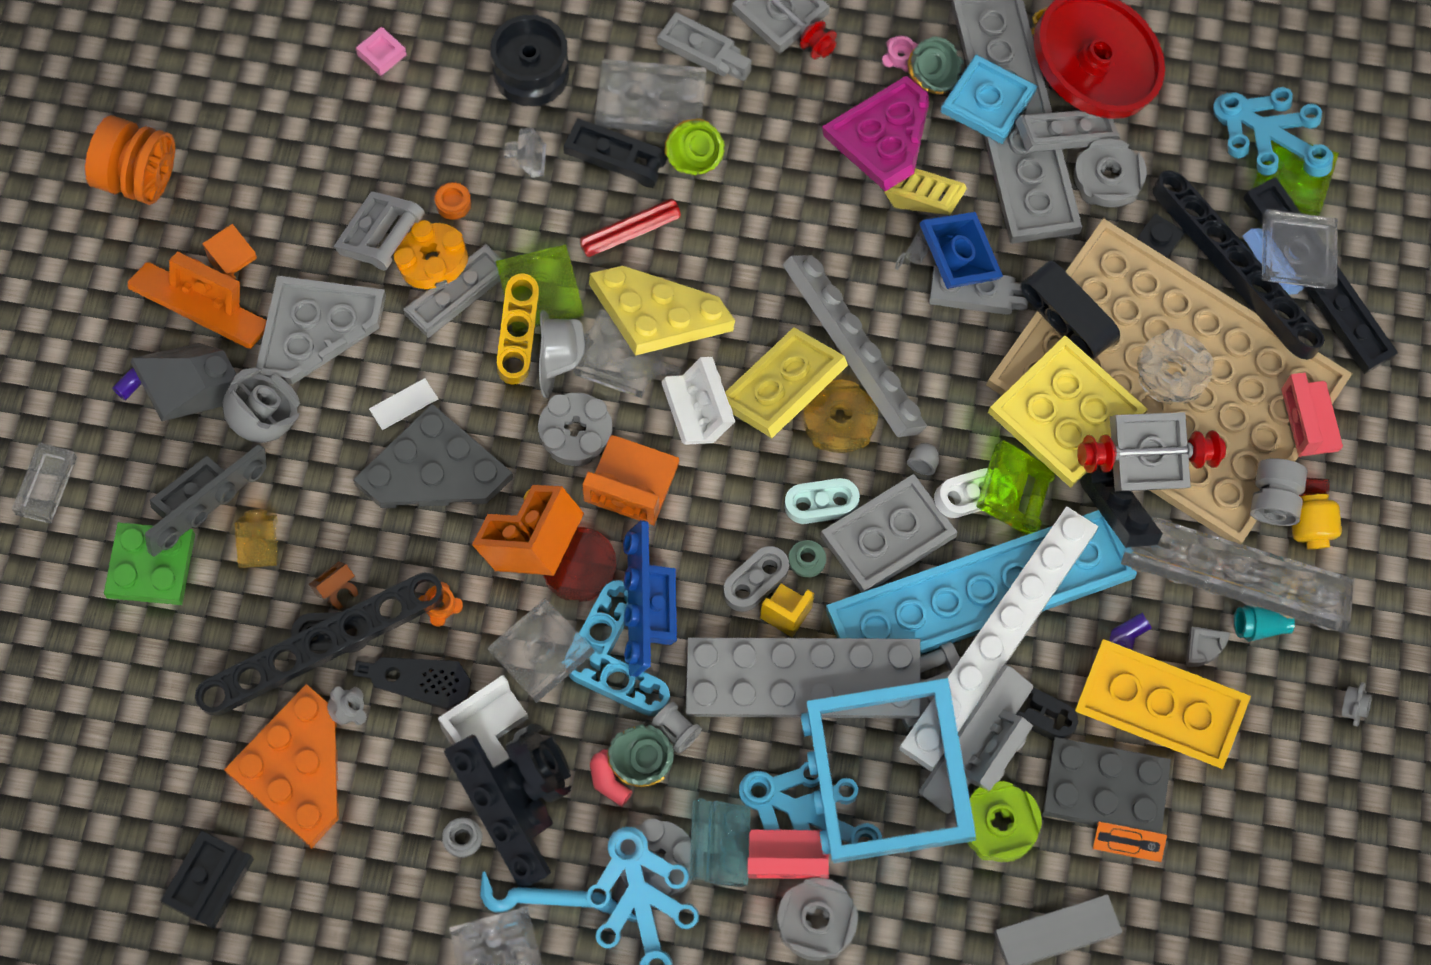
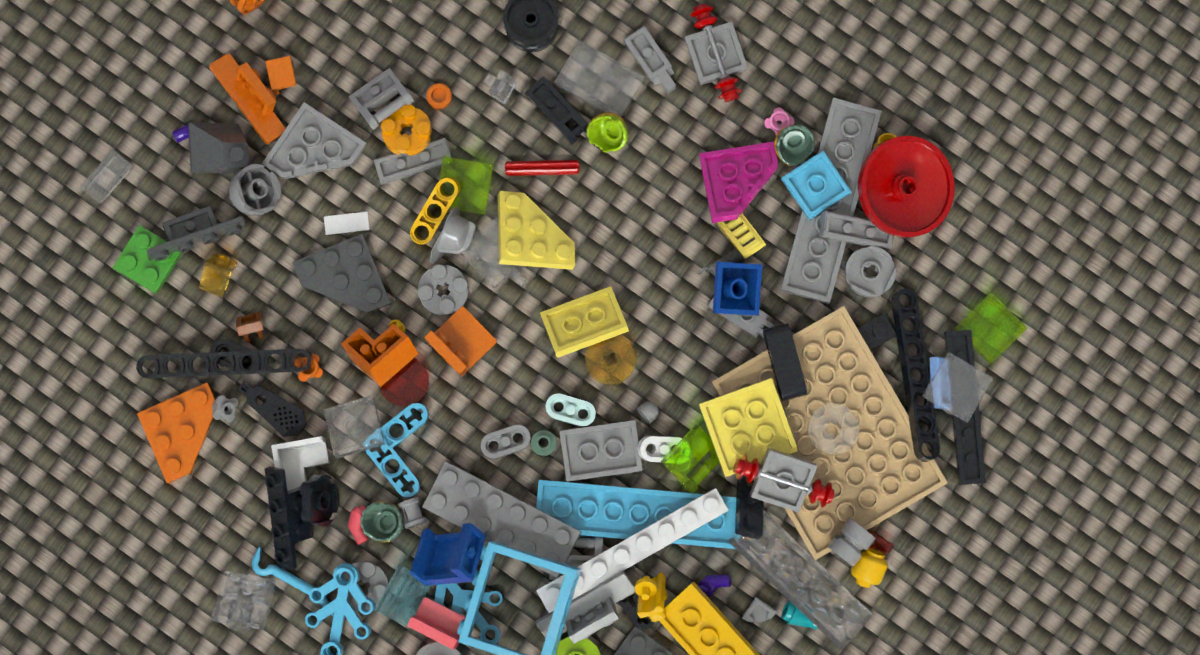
camera: 30 degrees right, 15 degrees up
(207, 880) = (99, 476): black plate -> none
(458, 826) = (250, 514): light grey plate -> none
(651, 601) = (433, 428): blue bracket -> none
(699, 403) = (524, 311): white bracket -> none
(759, 753) = (448, 556): none -> blue panel
(787, 609) = (515, 469): yellow panel -> none
(853, 343) = (642, 316): light grey plate -> none
(1060, 682) = (651, 597): none -> yellow hips
(1272, 128) = (990, 290): medium azure plant -> none
(1311, 416) = (904, 501): coral panel -> none

